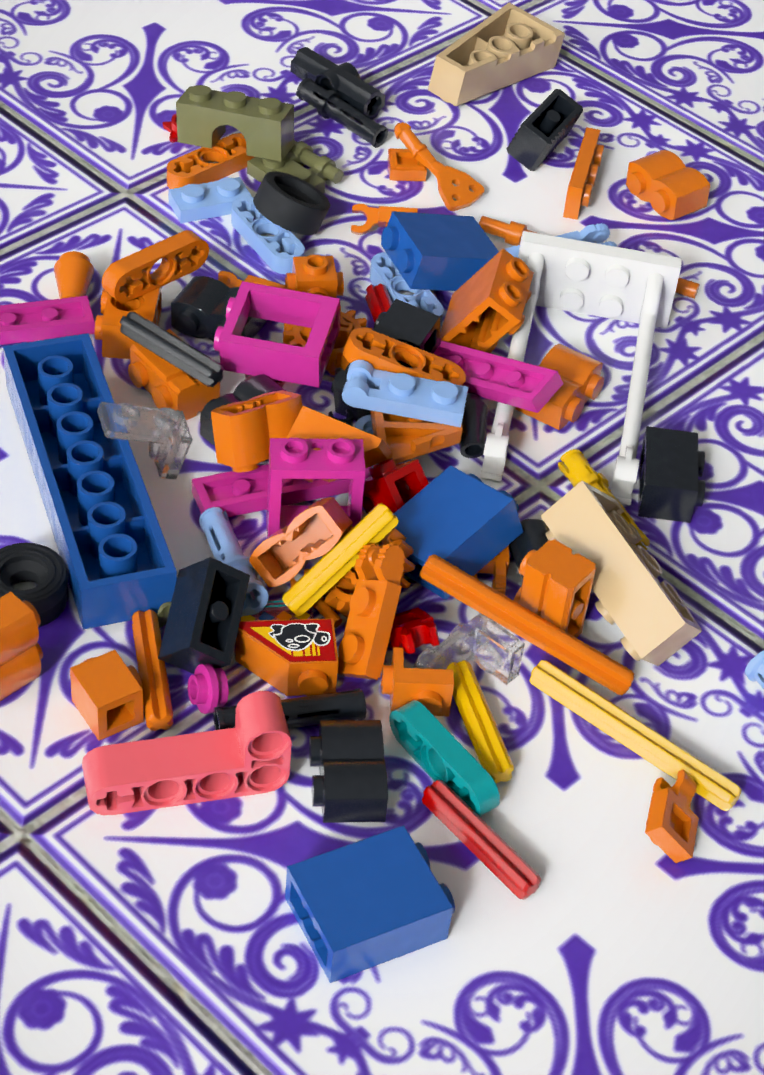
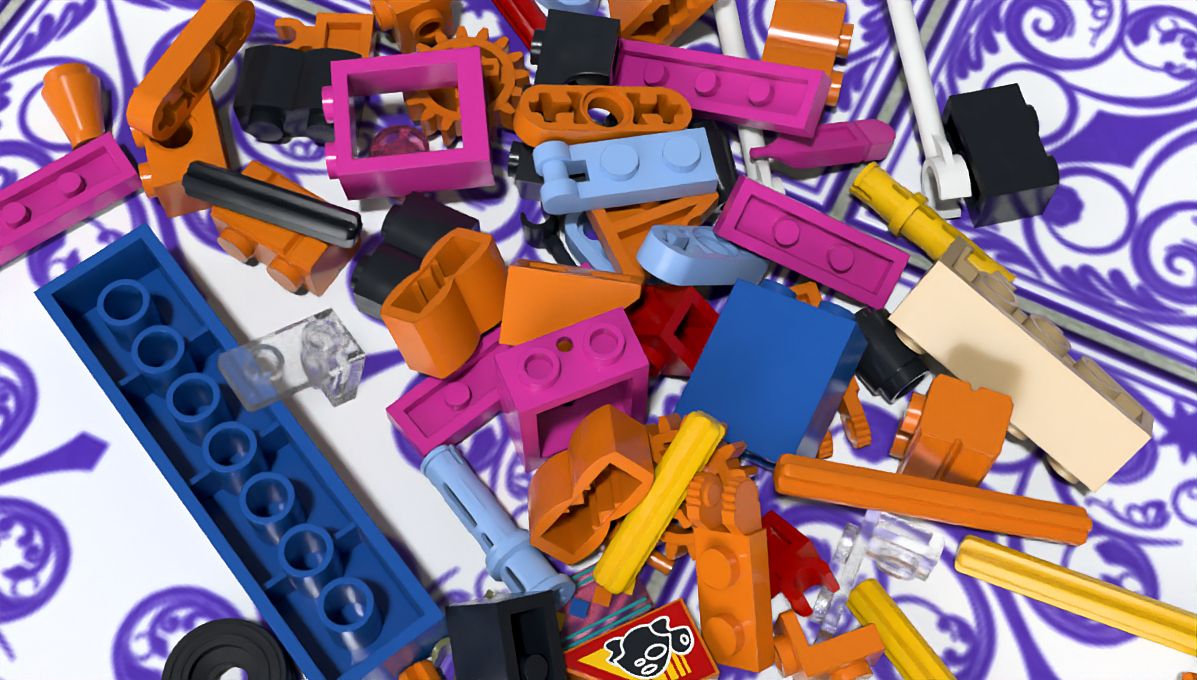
camera: 15 degrees left, 20 degrees up
(430, 448) = (698, 257): none -> light blue beam
(507, 466) = (810, 242): none -> dark pink plate
(554, 434) = (832, 145): none -> dark pink piece

